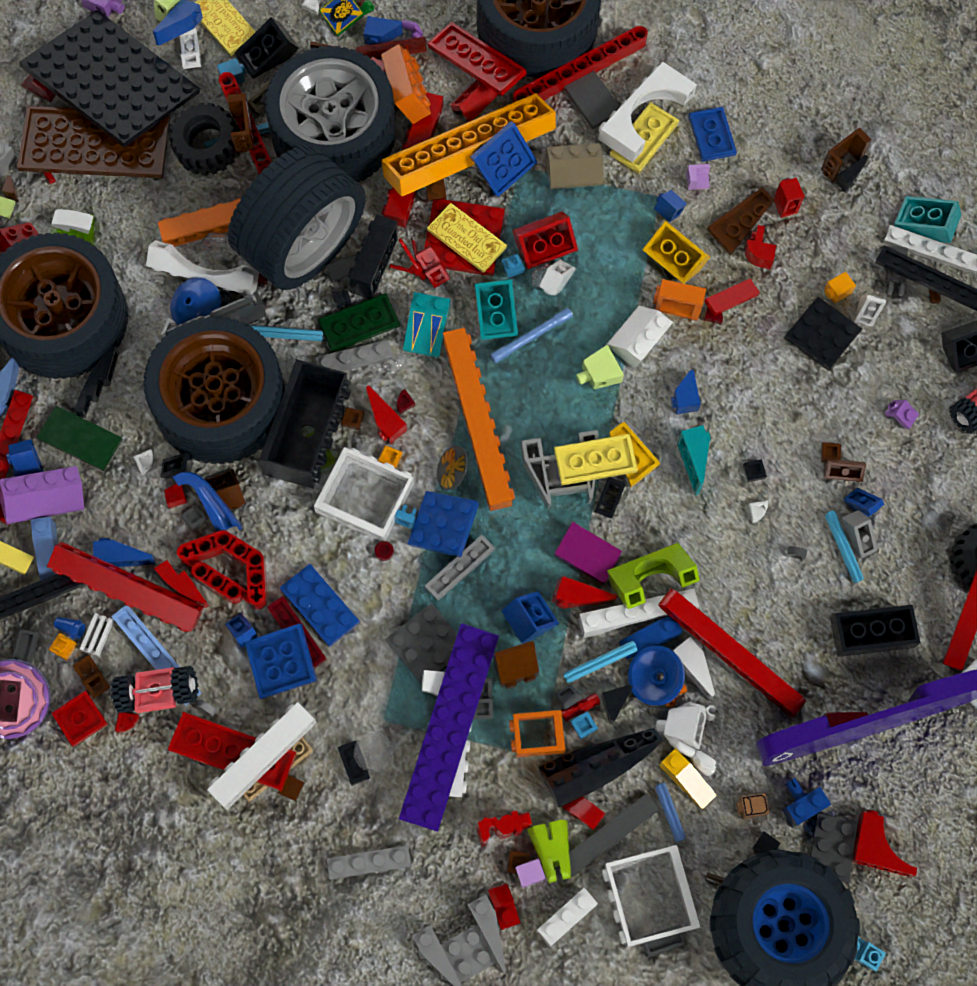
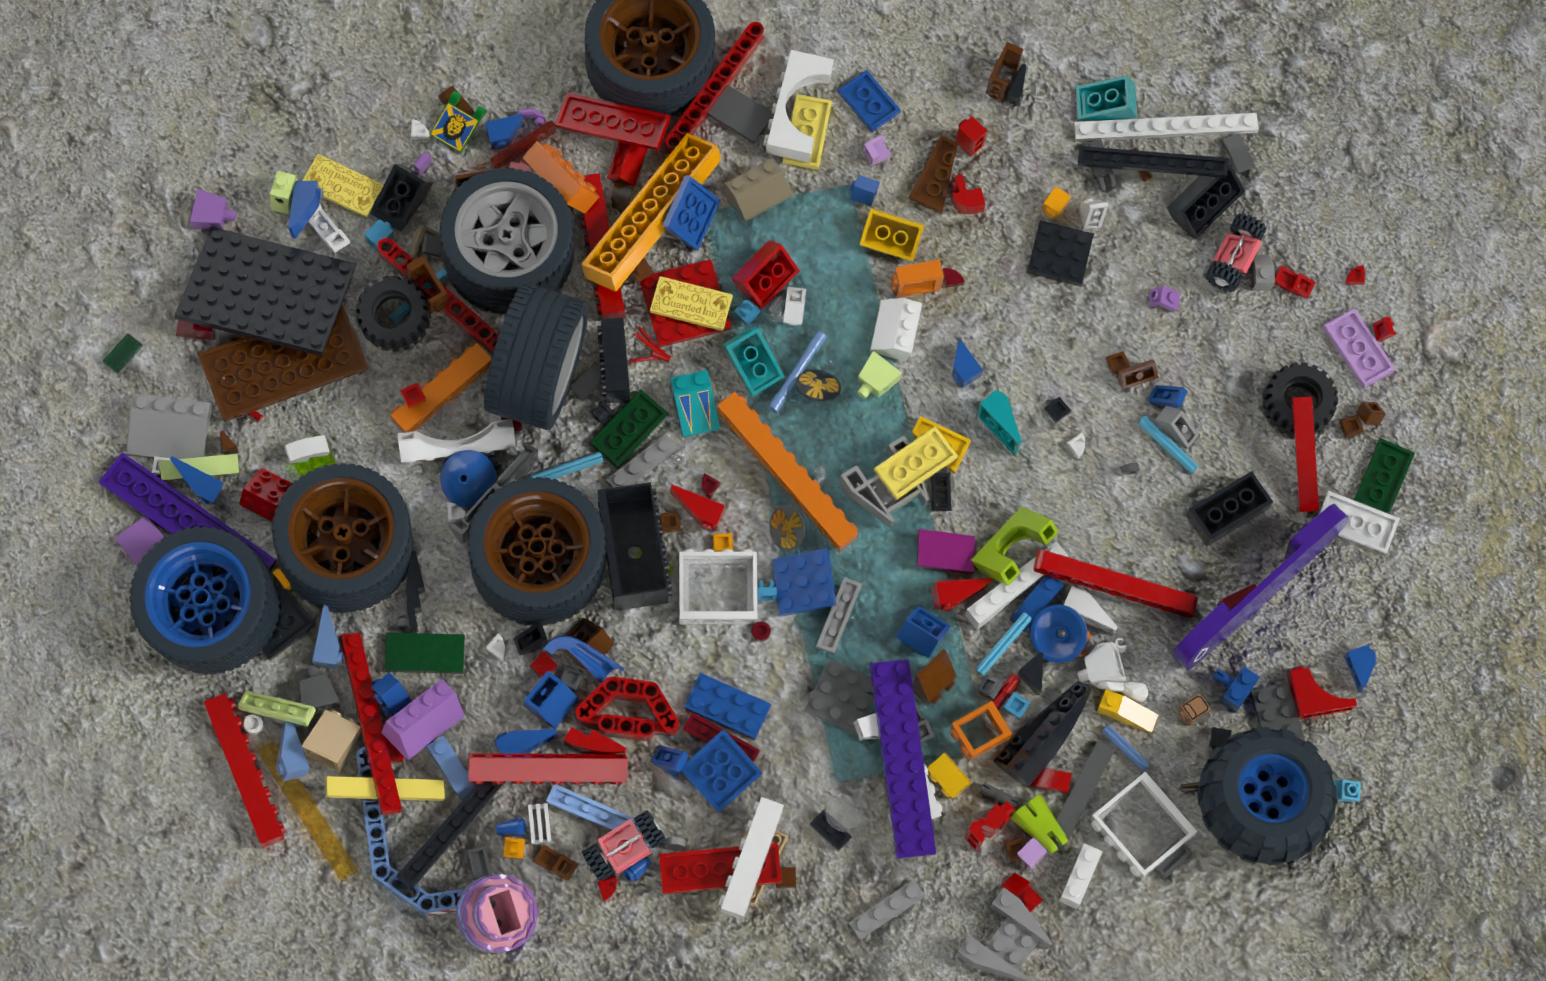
camera: 30 degrees left, 0 degrees up
(79, 718) = (565, 904): red plate -> none
(160, 716) = (636, 870): none -> blue cone
(163, 528) = (550, 700): none -> blue slope
(181, 212) = (413, 395): none -> red tile
(299, 30) = (422, 163): none -> medium lavender tile
(433, 266) = (672, 345): red slope -> none
(454, 120) = (621, 196): none -> dark brown slope
(488, 762) = (949, 776): none -> yellow brick
(527, 803) = (997, 795): none -> dark grey pin
(543, 354) = (818, 385): none -> shield
(732, 297) = (962, 254): red tile -> none
(937, 837) = (1361, 664): none -> blue slope

